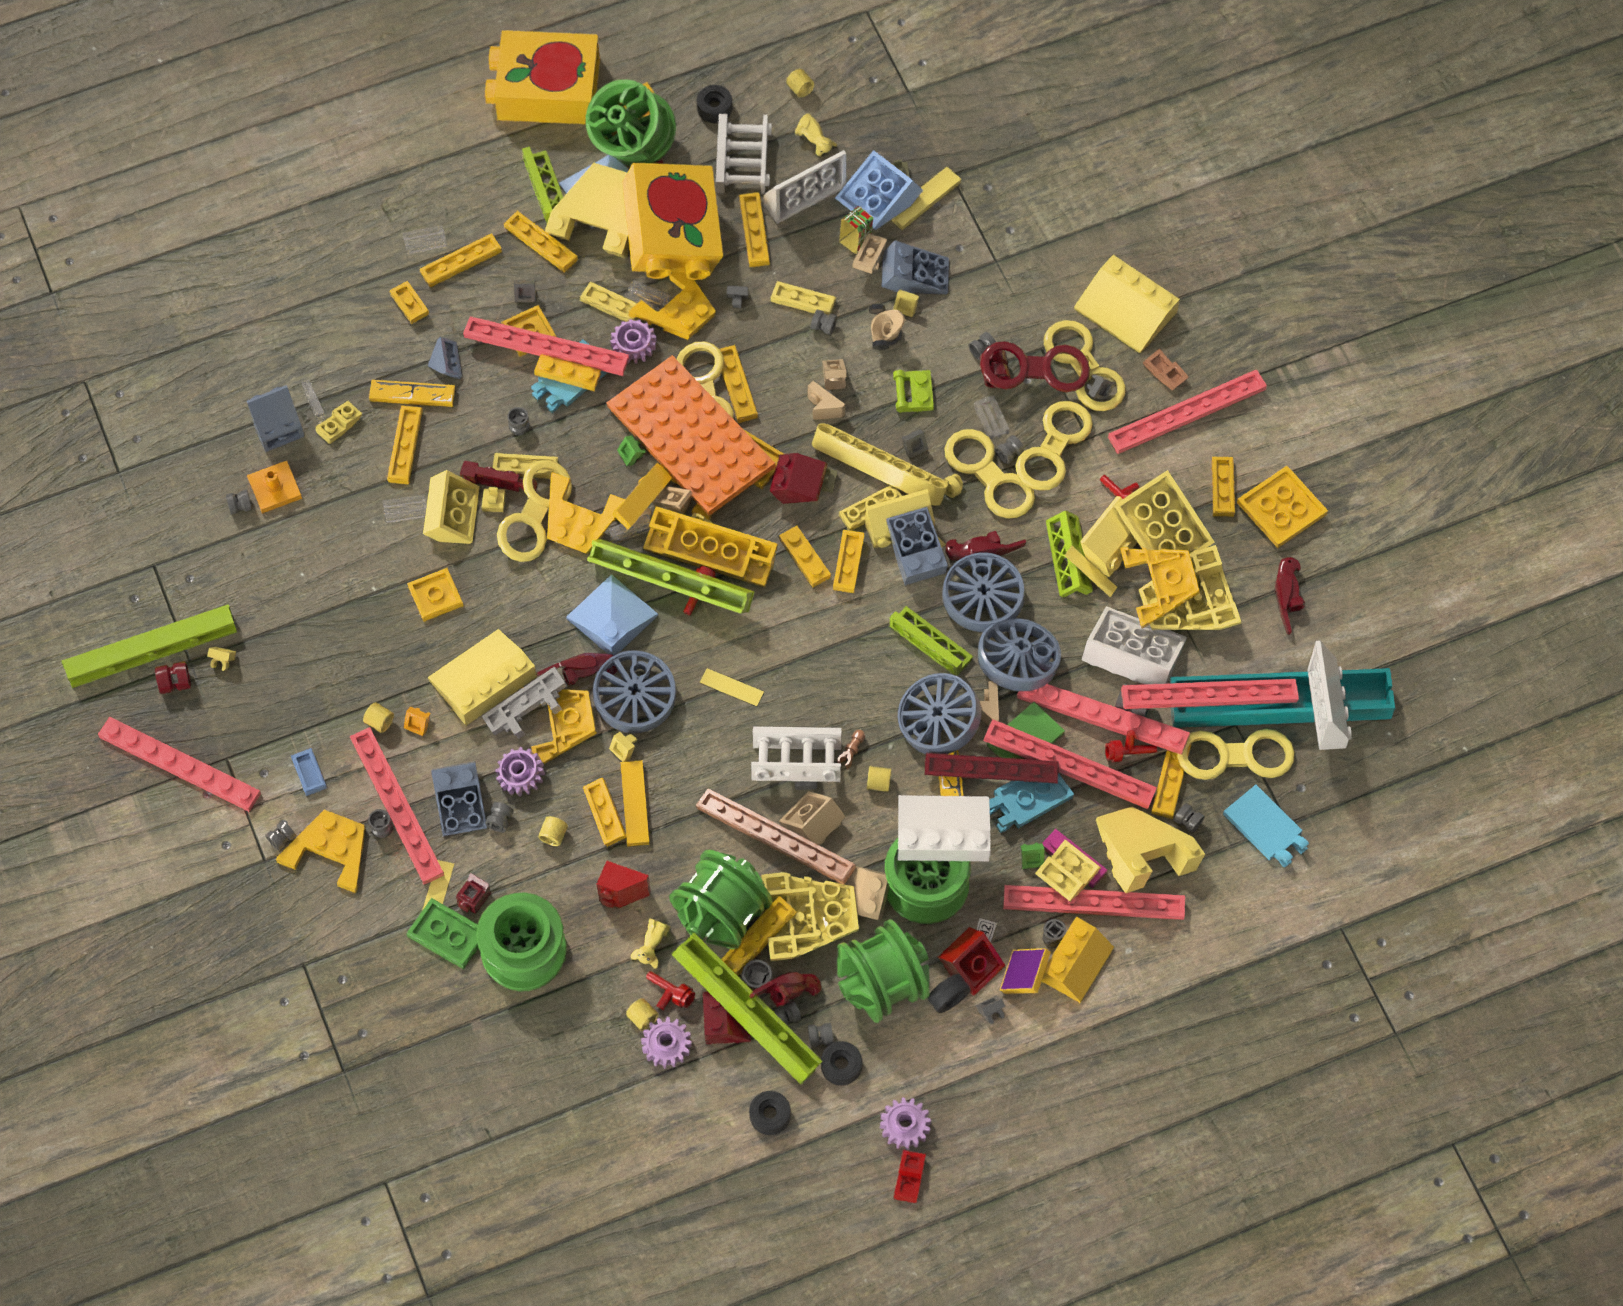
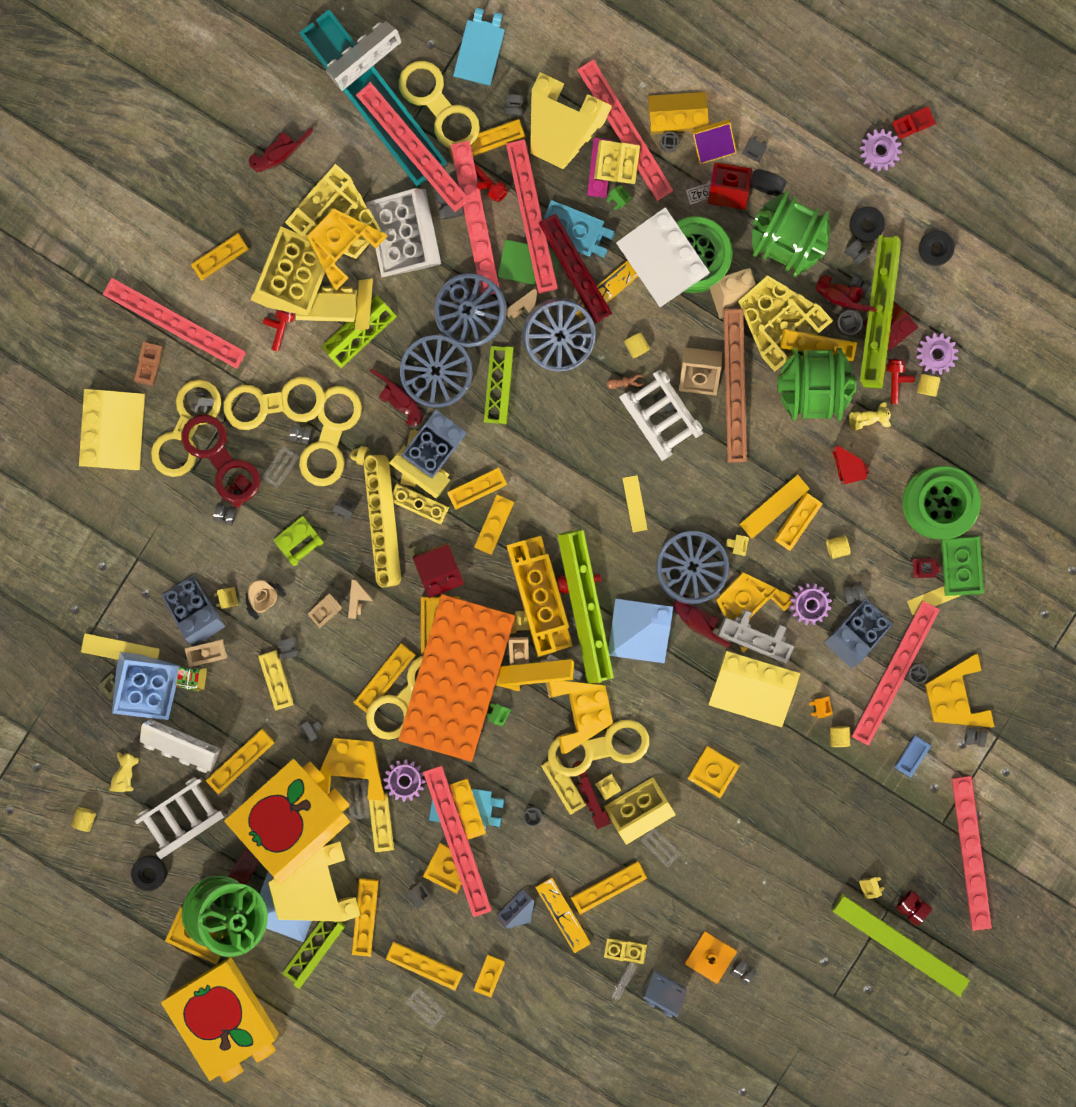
camera: 125 degrees left, 25 degrees up
(1282, 506) = (208, 201): yellow plate -> none

